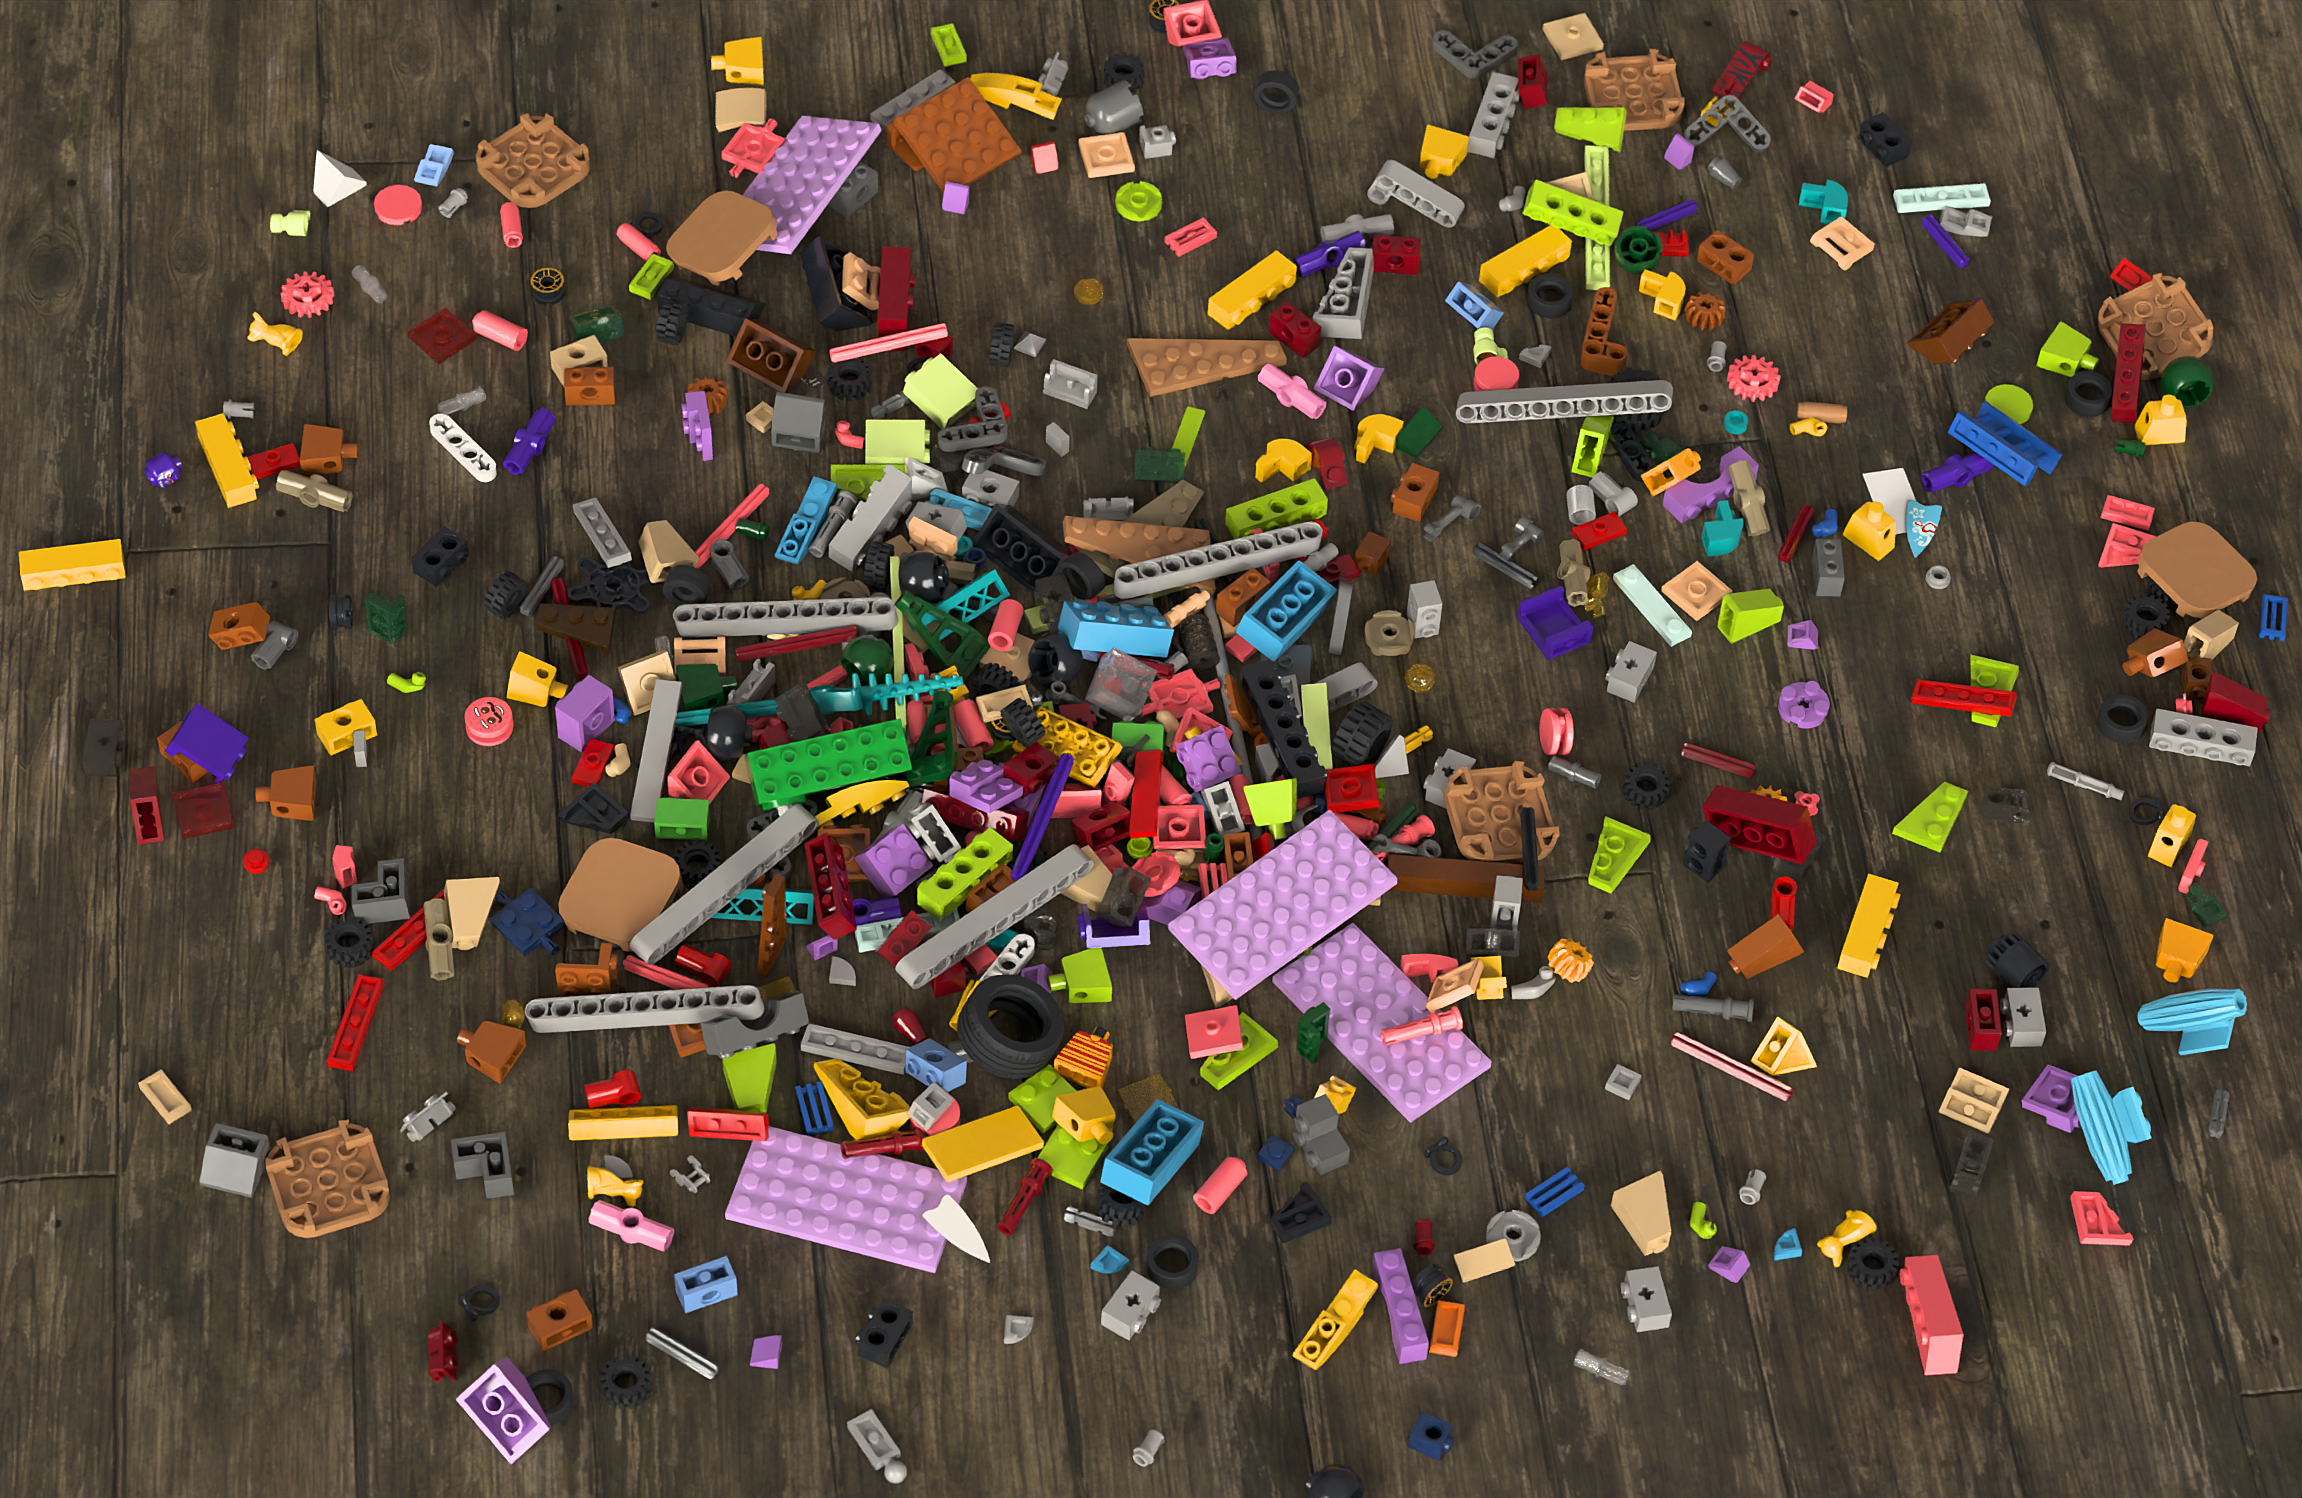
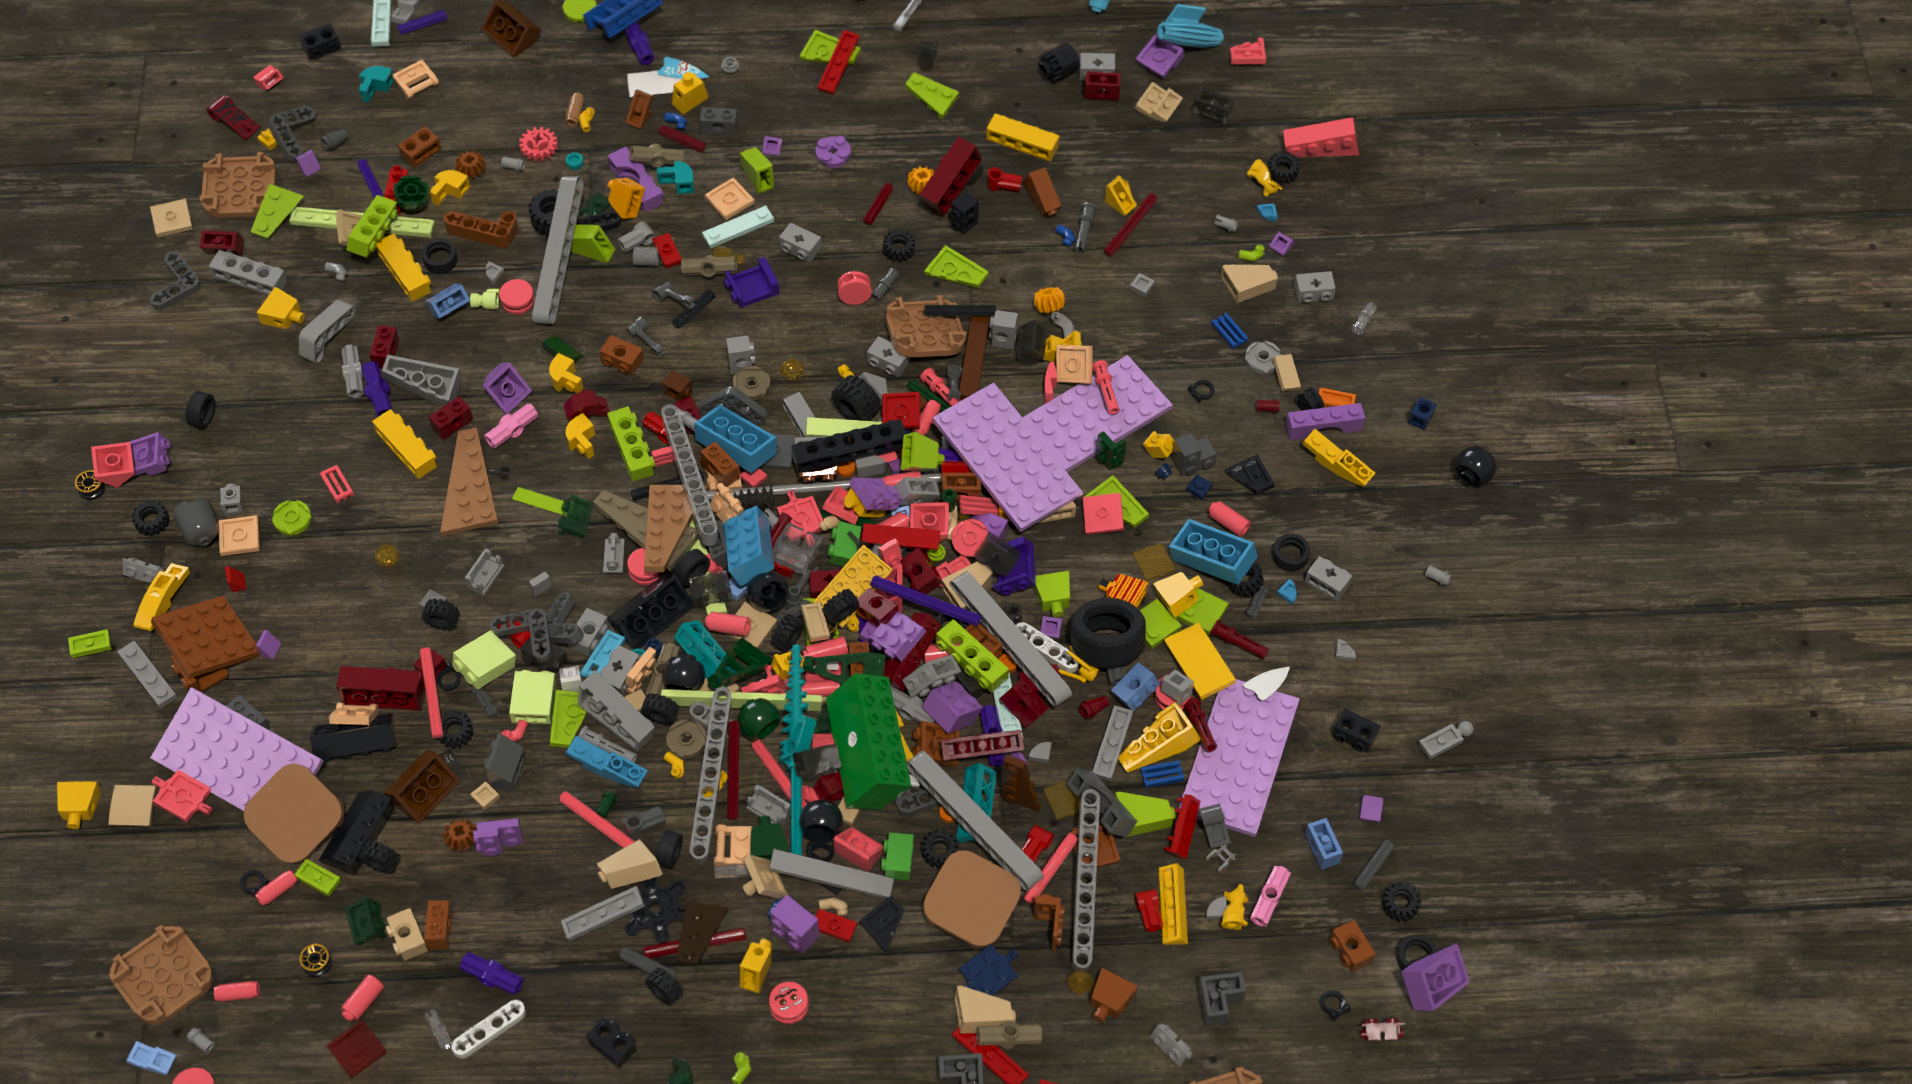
camera: 85 degrees left, 5 degrees up
(740, 1154) = (1215, 825): none -> dark grey plate
(1811, 799) = (918, 159): coral plate -> none
(1833, 481) = (639, 109): none -> dark orange slope

